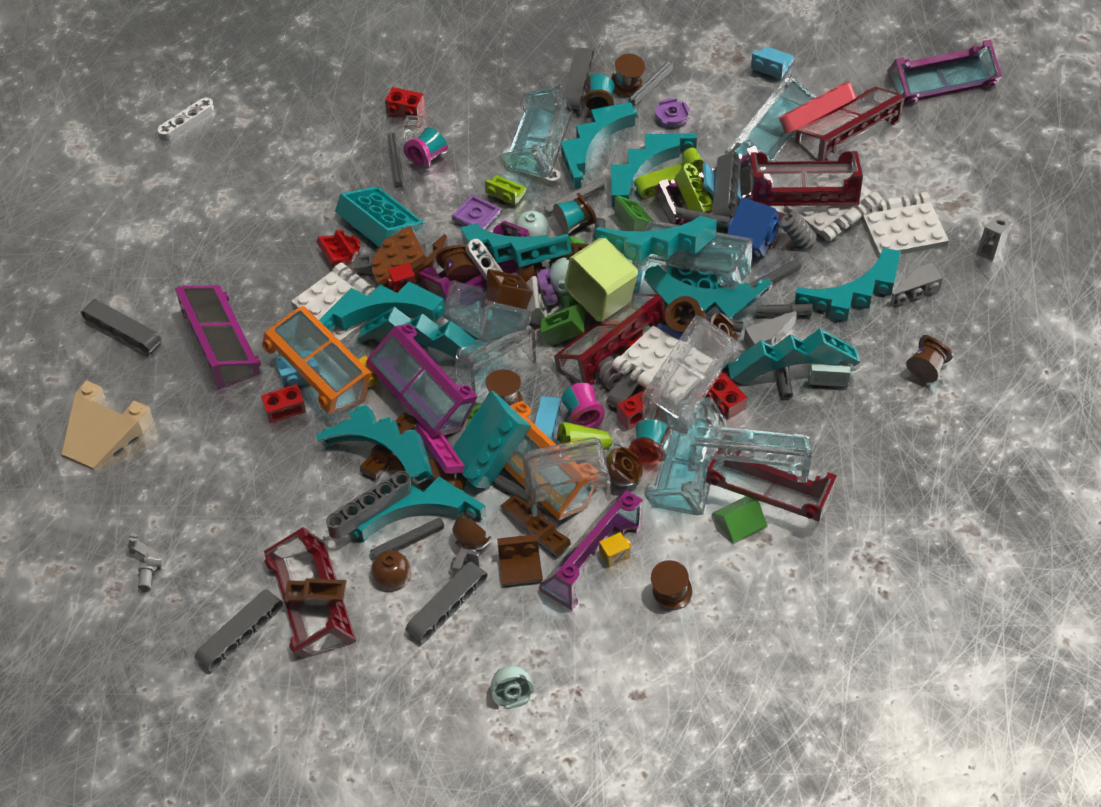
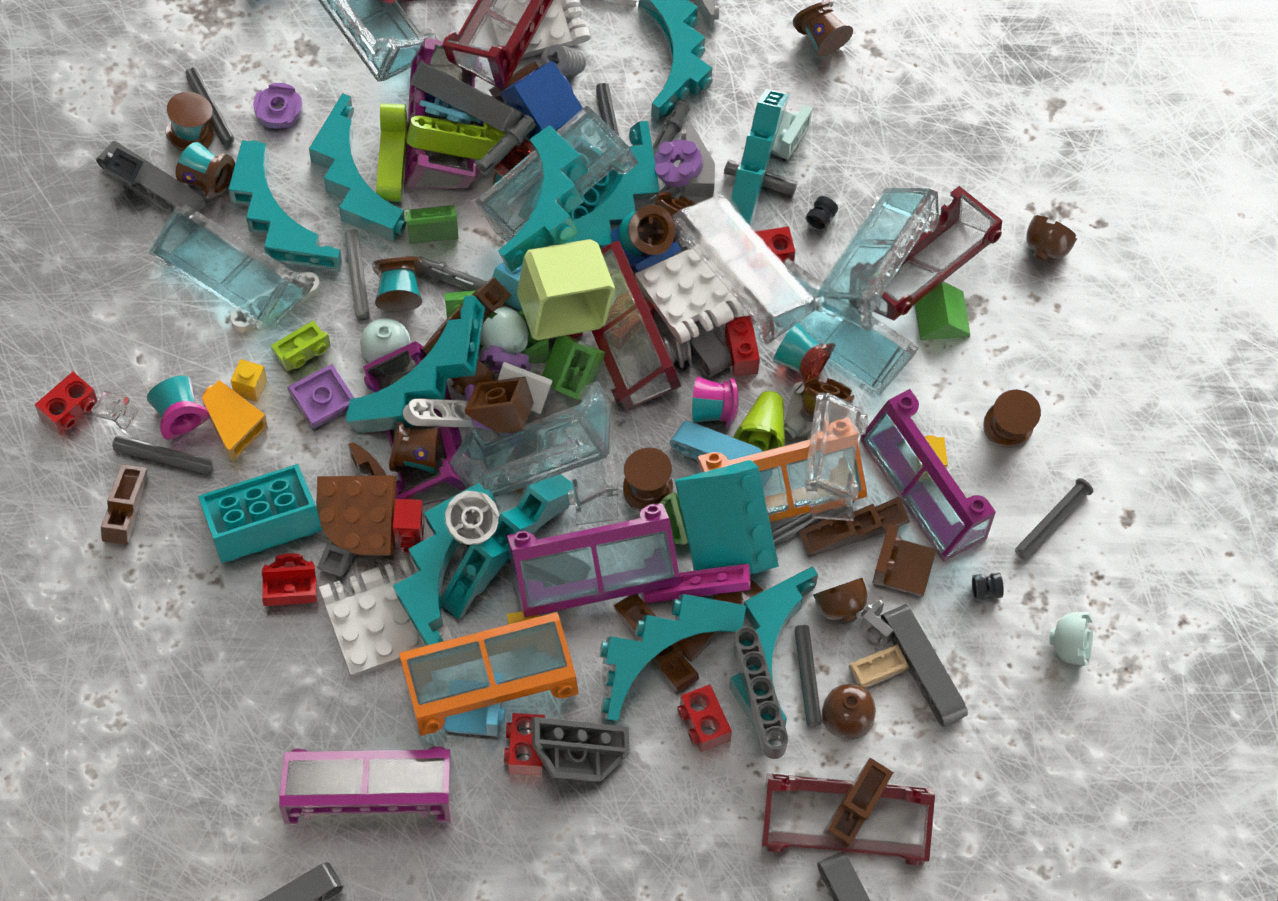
camera: 70 degrees left, 10 degrees up
(285, 424) = (579, 748): none -> dark grey wedge
(343, 487) = (710, 716): none -> red brick
(352, 154) = (123, 504): none -> reddish brown slope
(406, 296) = (471, 517): none -> white cylinder
(431, 575) = (879, 666): none -> tan plate
(434, 178) = (233, 418): none -> light orange slope
(465, 174) = (249, 380): none -> yellow brick
(528, 619) = (987, 586): none -> black wheel
(573, 55) = (122, 165): none -> black bracket
(607, 644) = (1054, 518): none -> dark grey axle
(756, 316) = (673, 151): none -> medium lavender plate
(775, 416) = (820, 215): none -> black wheel
(840, 558) = (1049, 239): none -> reddish brown cylinder

